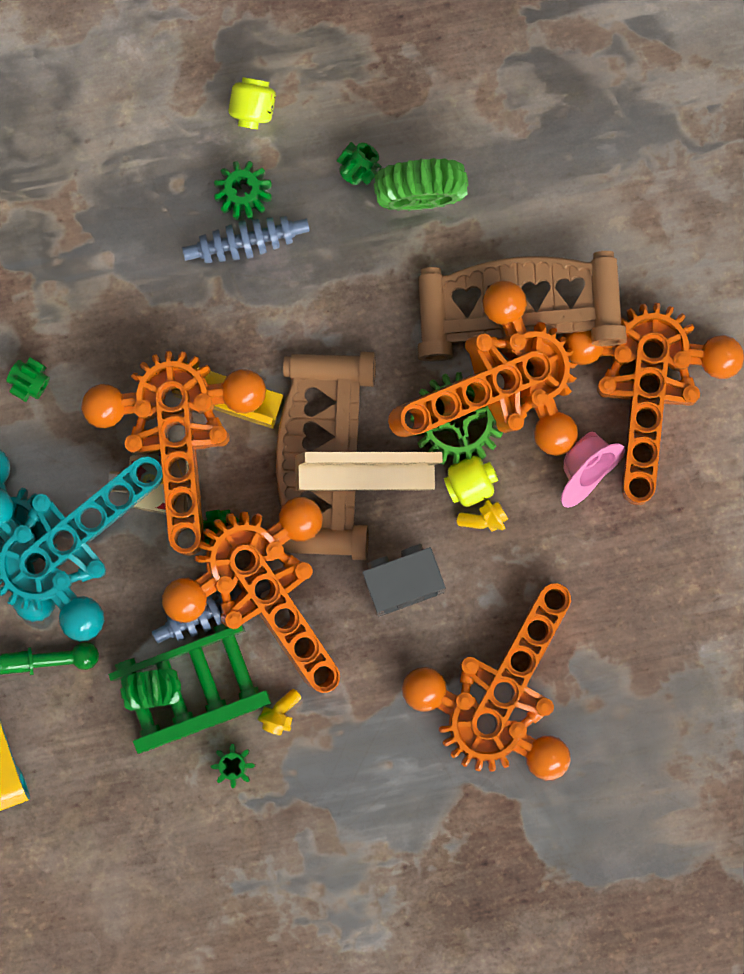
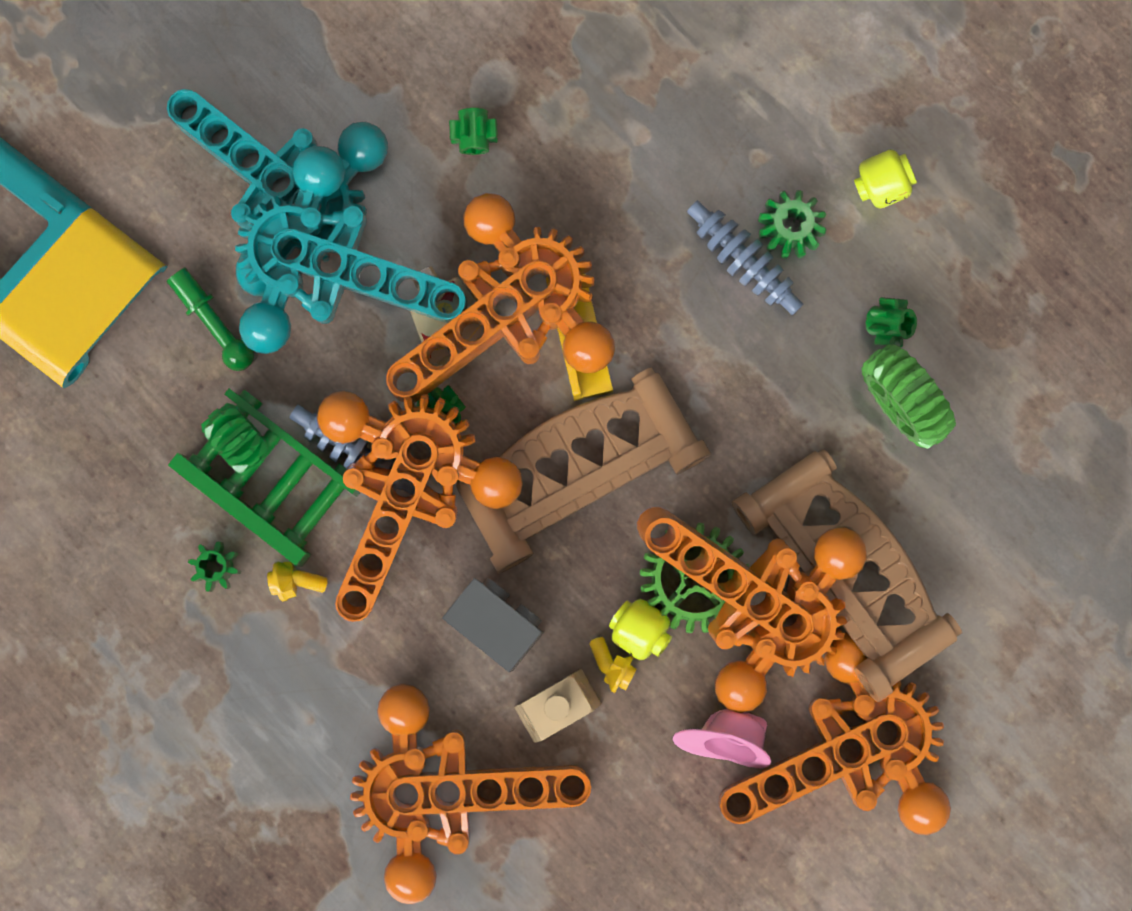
camera: 55 degrees right, 0 degrees up
(366, 471) = (585, 519): tan fence -> none
(489, 576) = (558, 706): none -> tan torso

